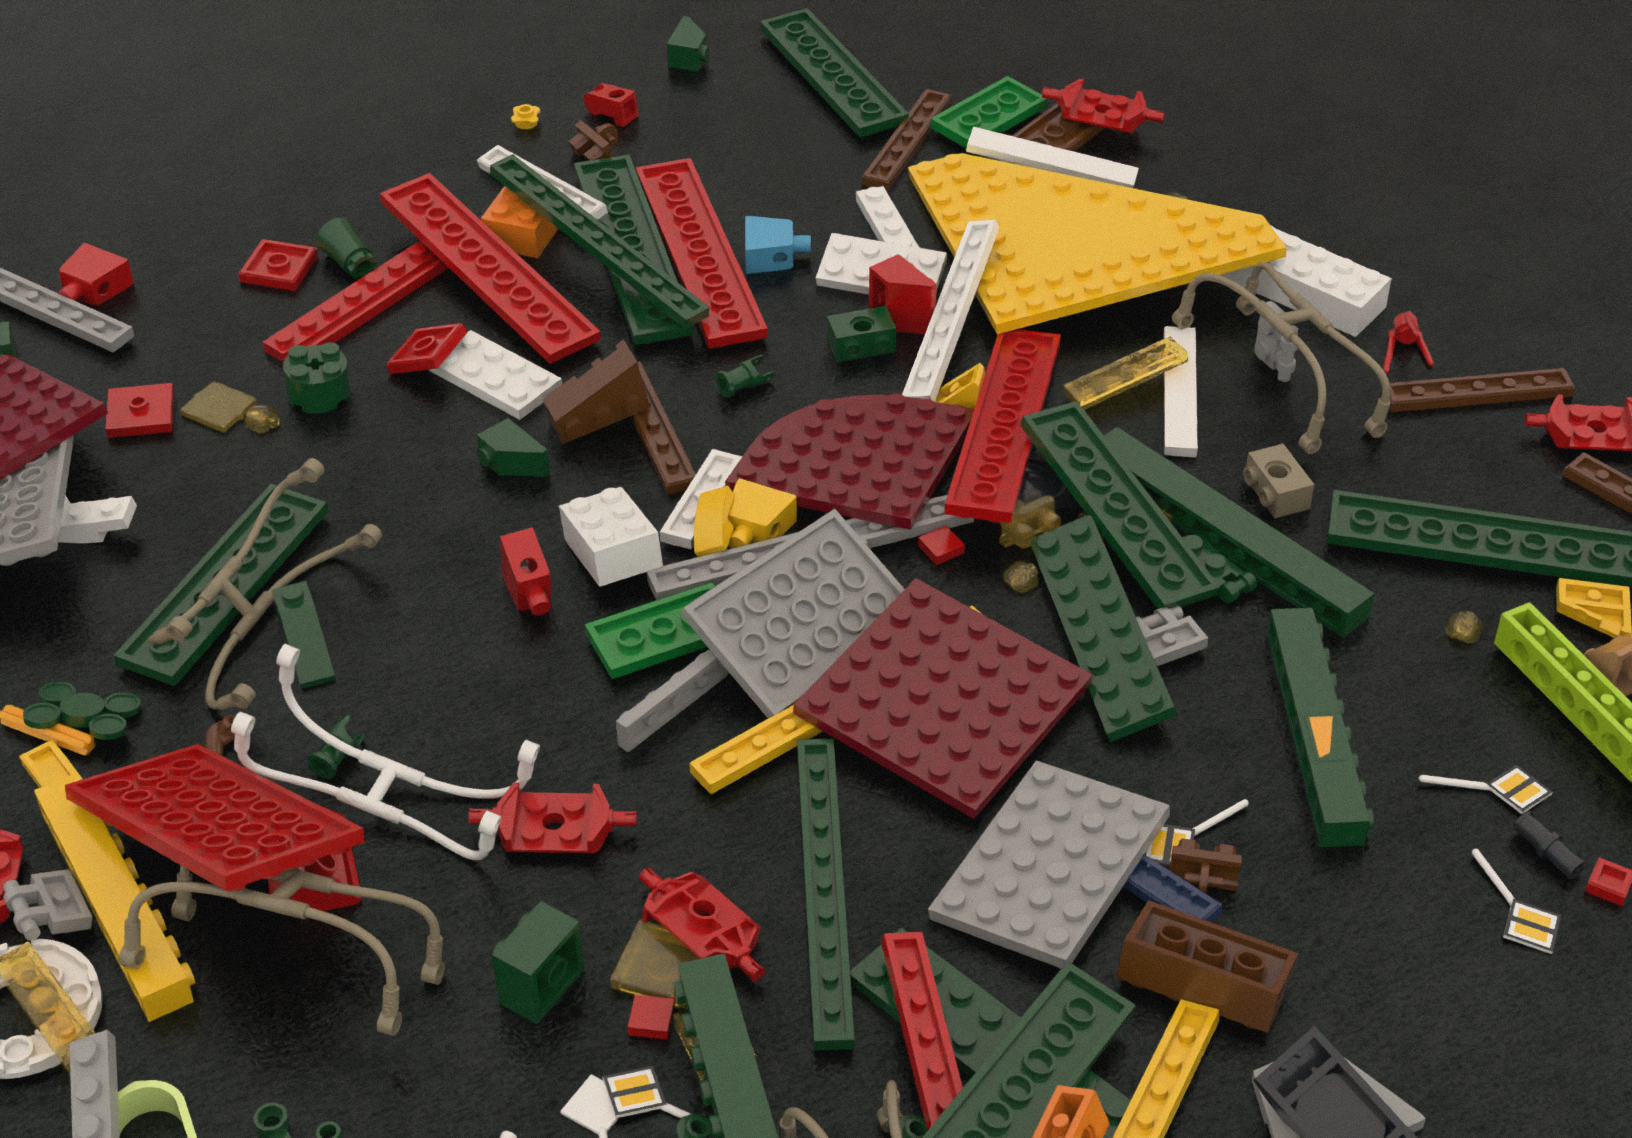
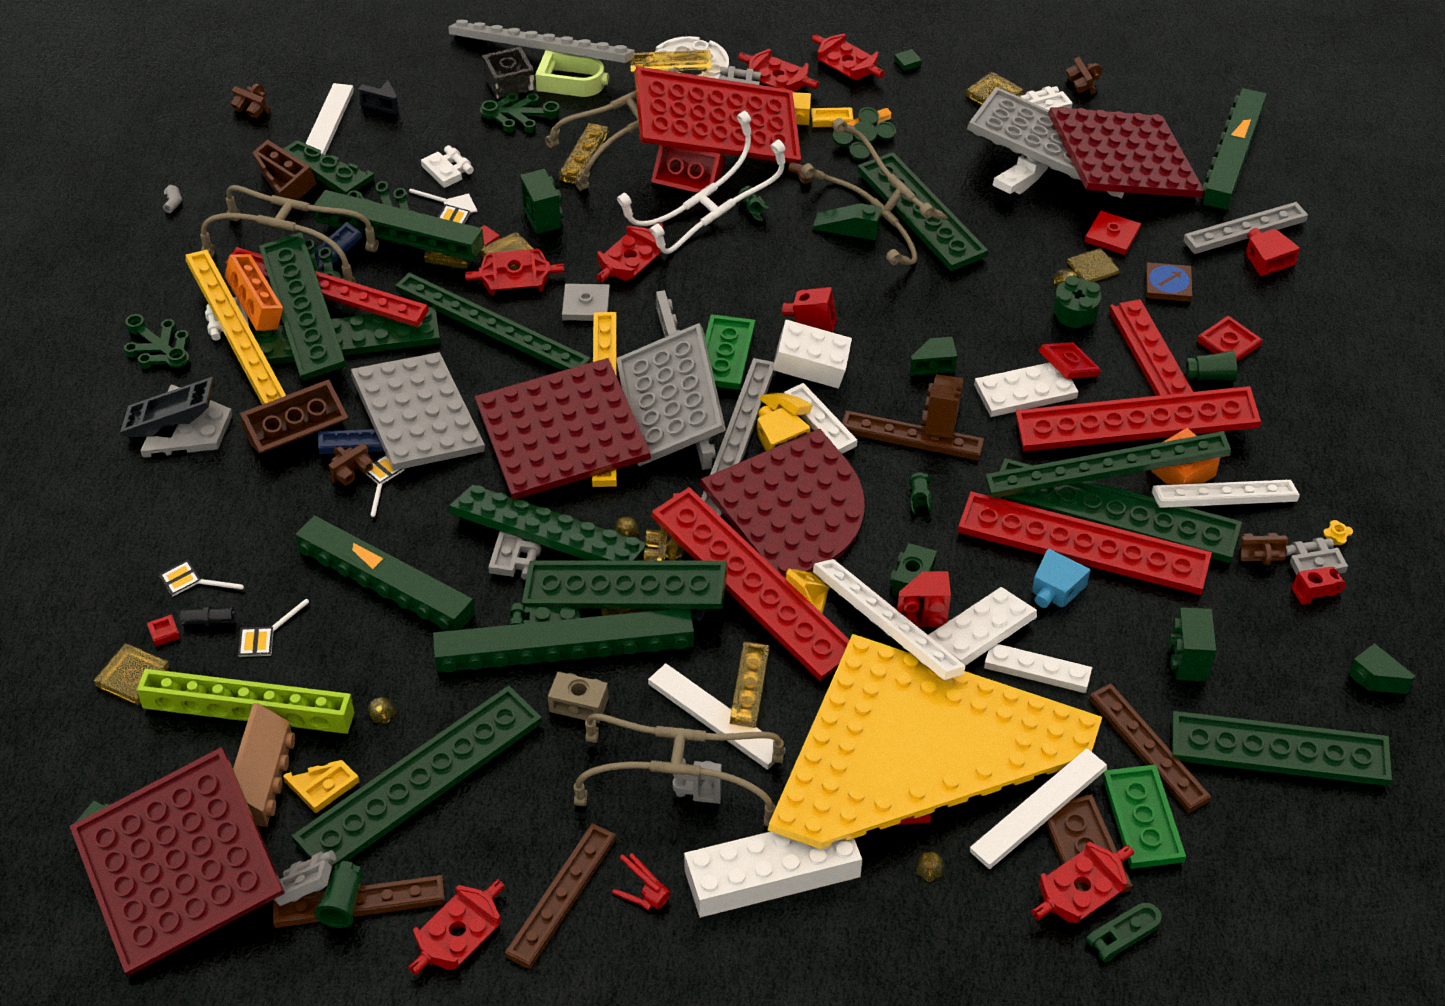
camera: 125 degrees right, 5 degrees up
(206, 337) = (1168, 282): none -> tile
(345, 1019) = (583, 151): none -> clear yellow plate
(575, 108) = (1321, 558): none -> light grey plate
(686, 820) = (584, 300): none -> light grey plate
(776, 130) = (1192, 644): none -> dark green brick
(1112, 83) = (1125, 930): none -> dark green plate

